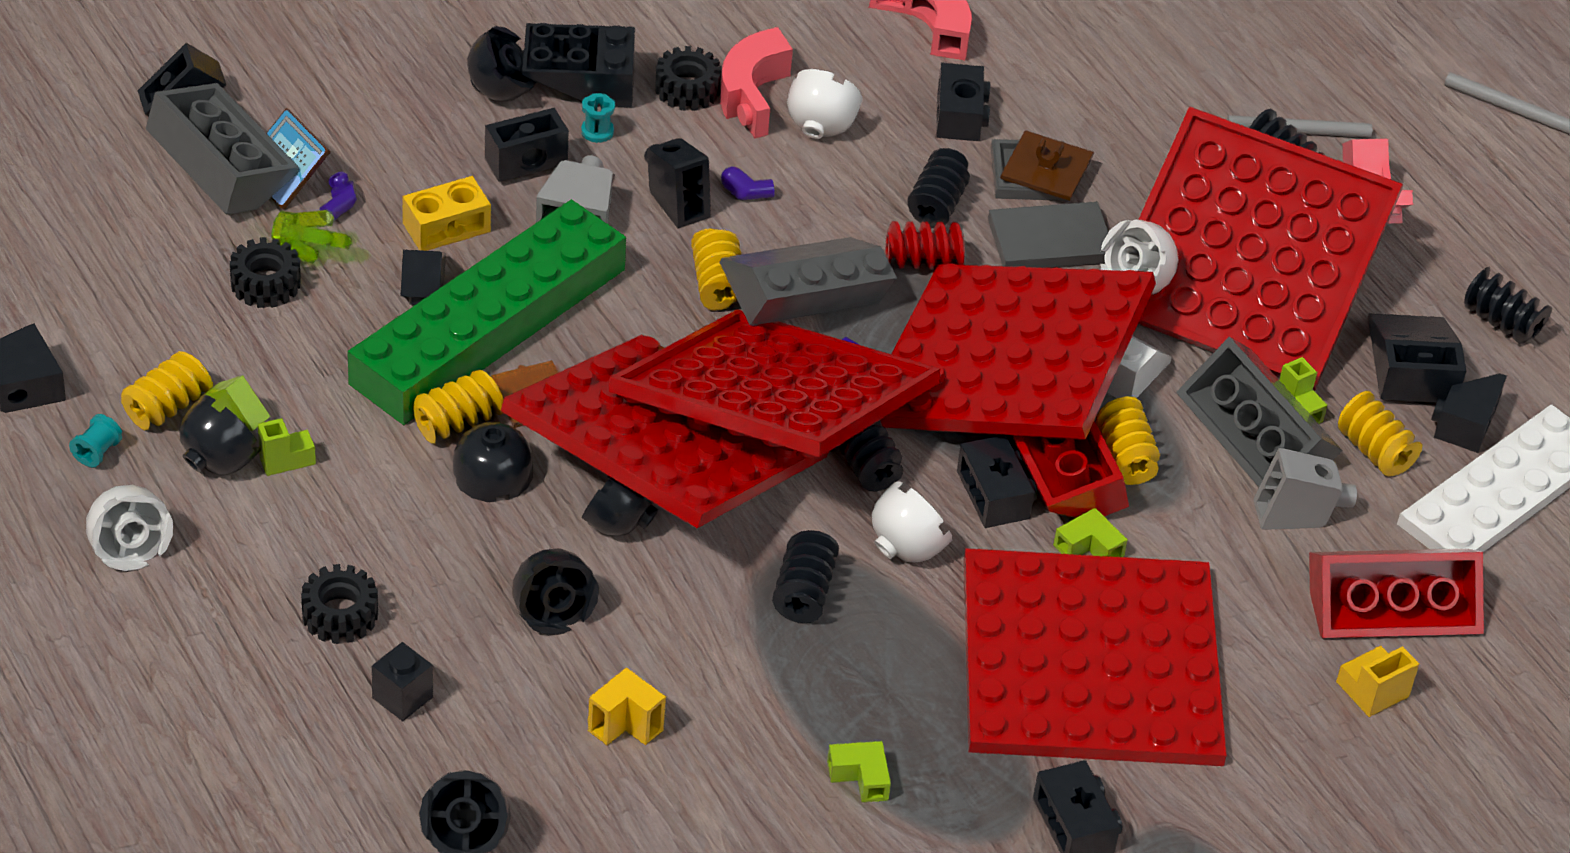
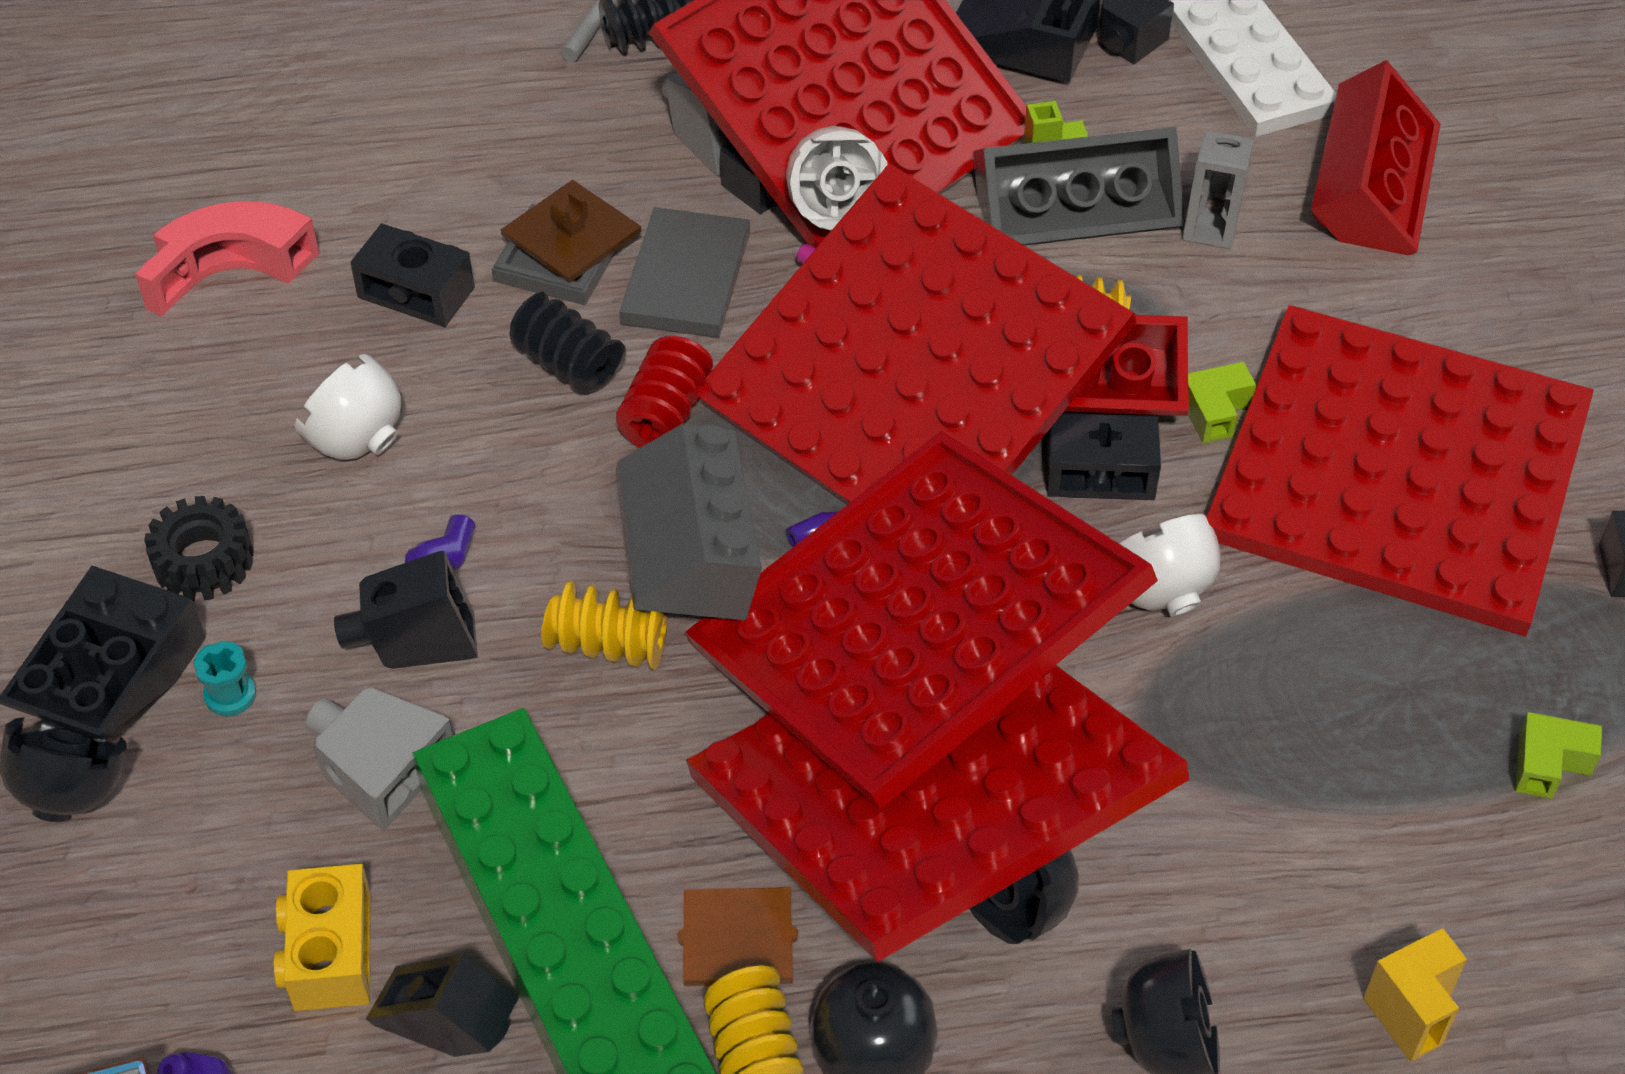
camera: 65 degrees left, 5 degrees up
(526, 144) = (246, 782): black brick -> none
(747, 66) = (263, 495): coral arch -> none
(805, 576) = (1218, 706): black piece -> none
(1378, 678) = (1508, 223): yellow piece -> none
(1379, 434) = (1138, 93): yellow piece -> none

